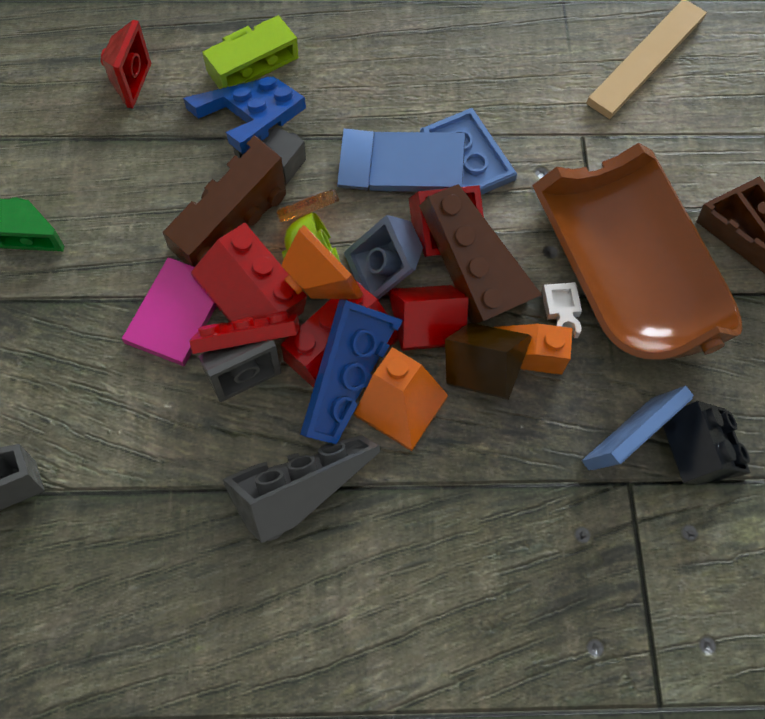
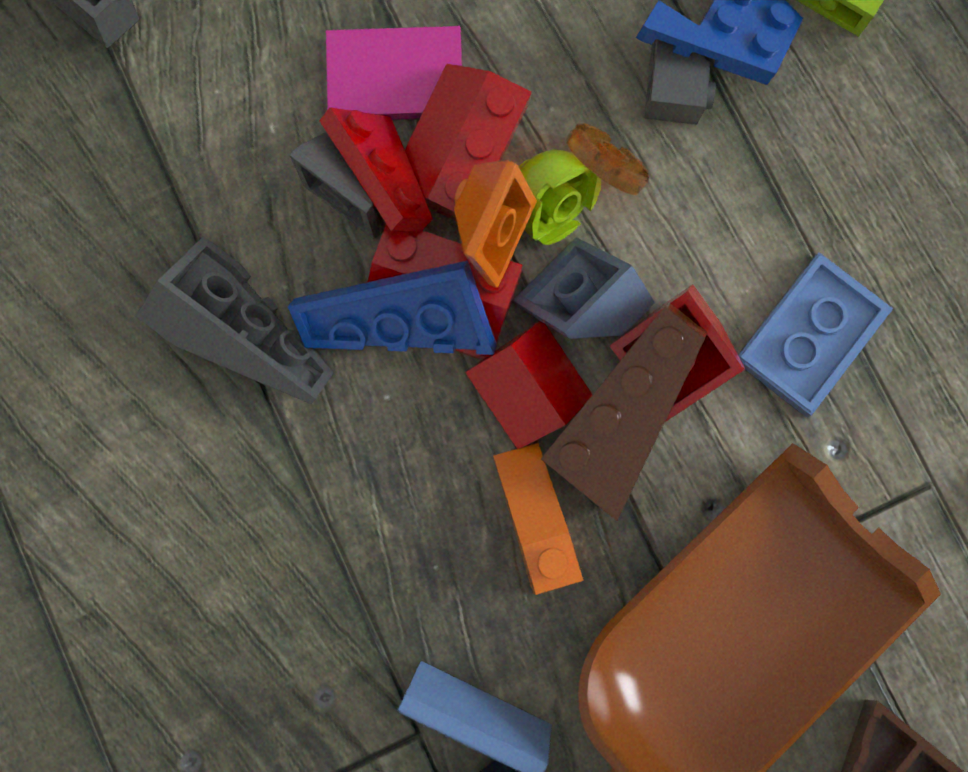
camera: 65 degrees right, 15 degrees up
(239, 197) = (562, 59): reddish brown wedge -> none
(355, 159) = (722, 187): medium blue slope -> none
(401, 399) = (396, 401): orange slope -> none
(416, 161) = (759, 272): medium blue tile -> none
(485, 359) = (495, 482): dark brown slope -> none
(563, 304) = (630, 554): white plate -> none

